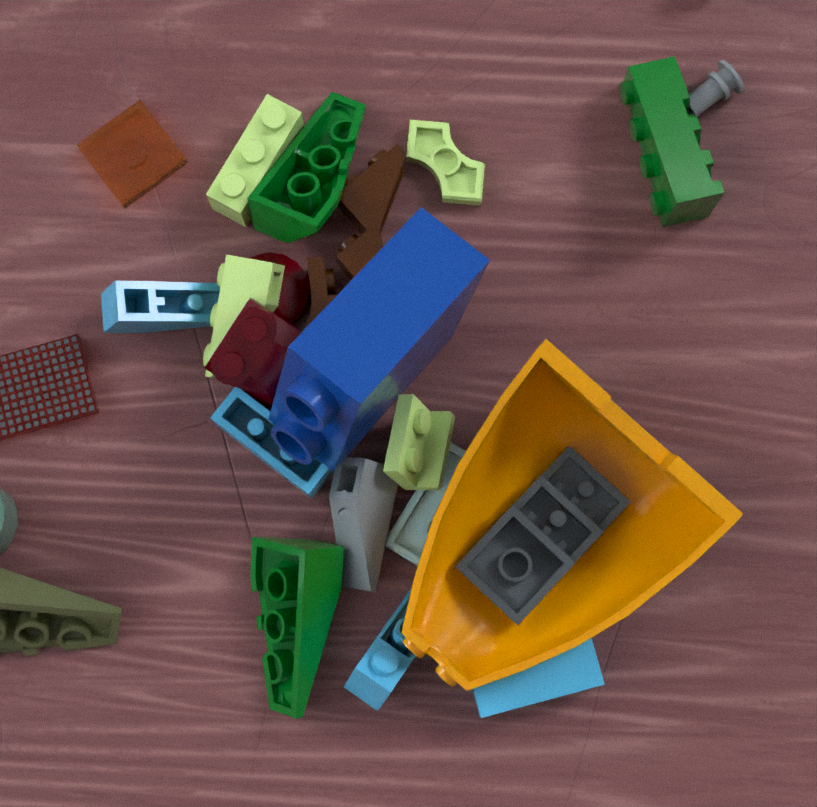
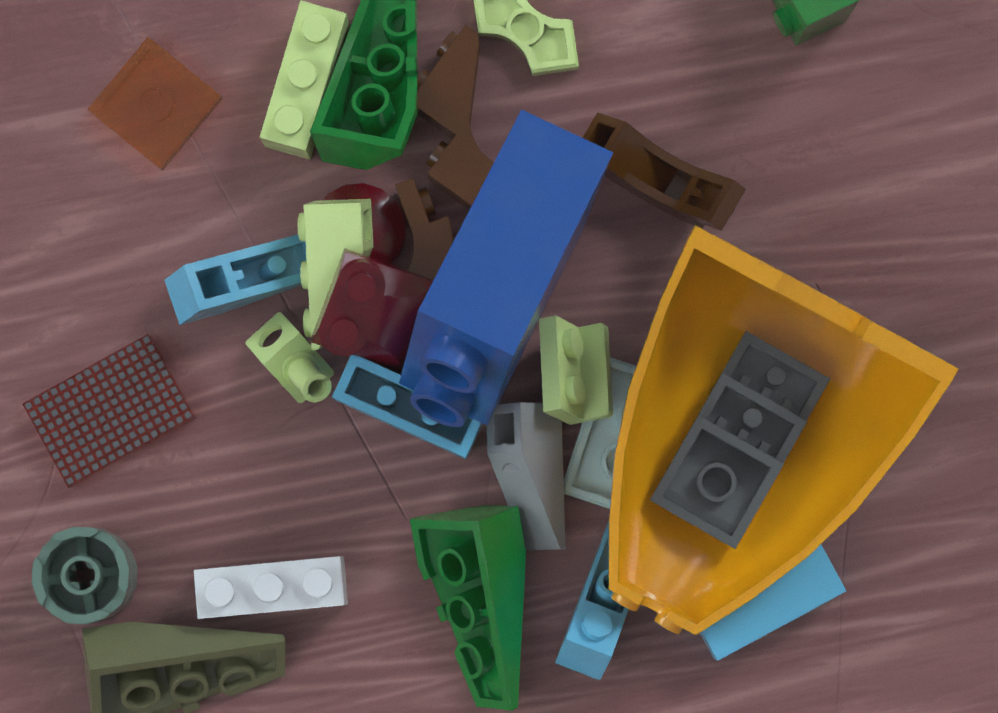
camera: 10 degrees left, 5 degrees up
(121, 565) = (270, 587): none -> white brick
(188, 383) = (292, 361): none -> yellowish green bracket
(527, 304) = (663, 178): none -> reddish brown arch

